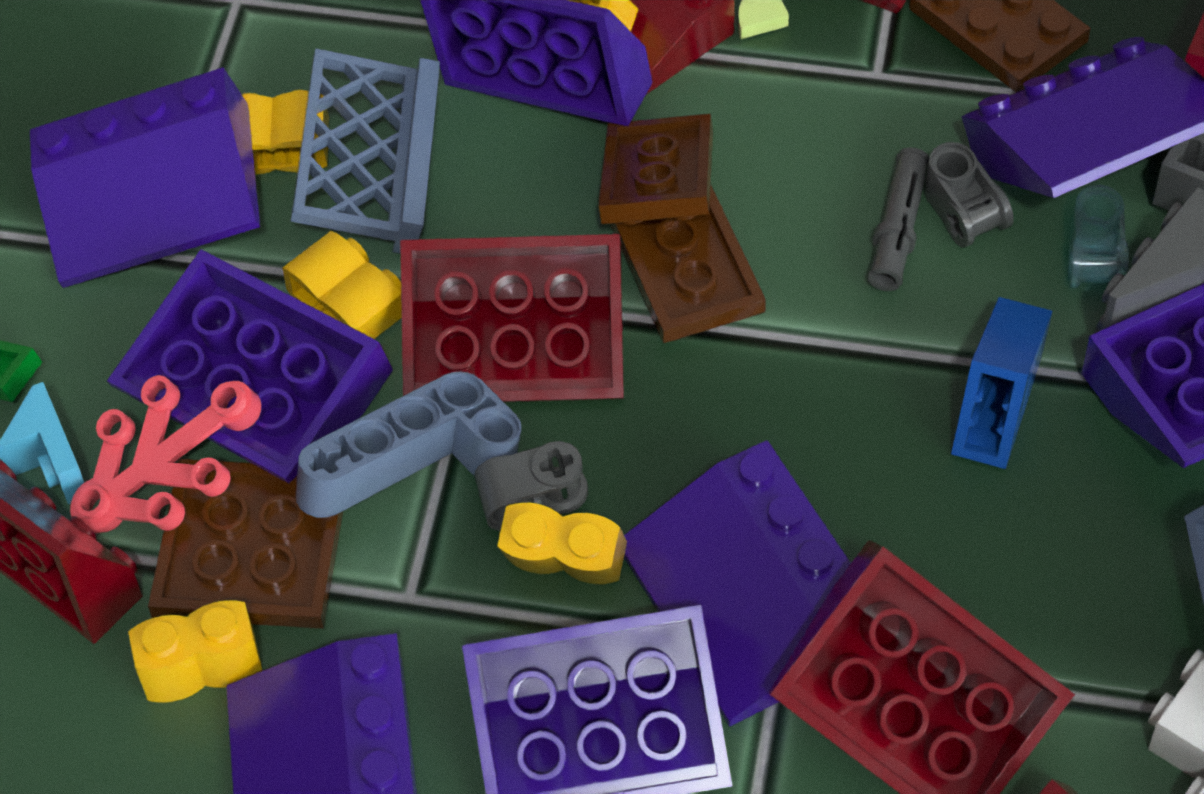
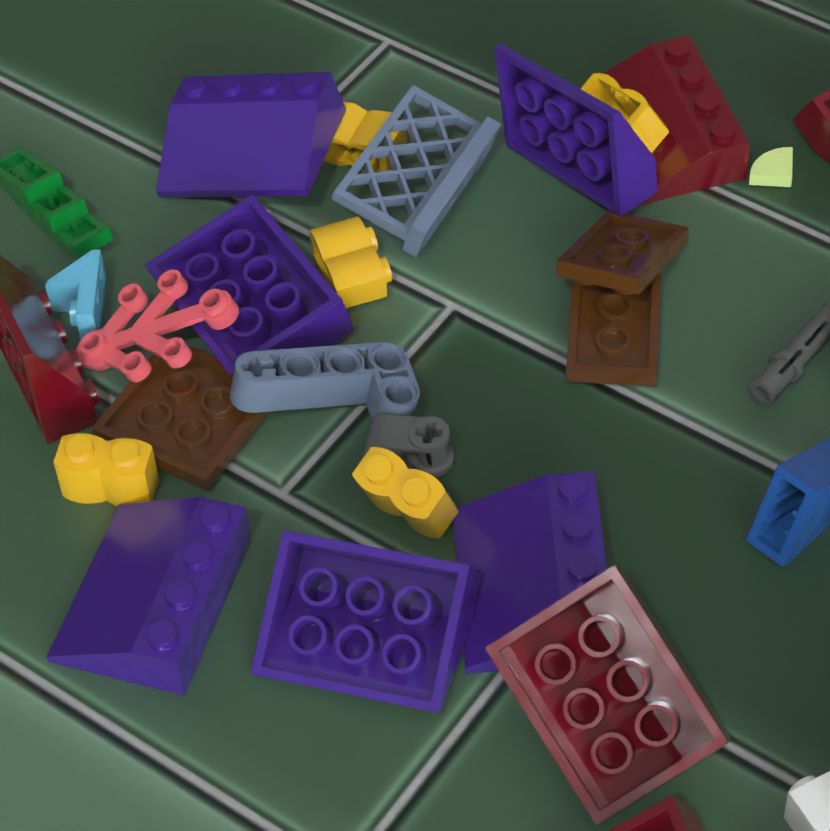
camera: 25 degrees right, 5 degrees down
(517, 313) = (464, 321): dark red slope -> none

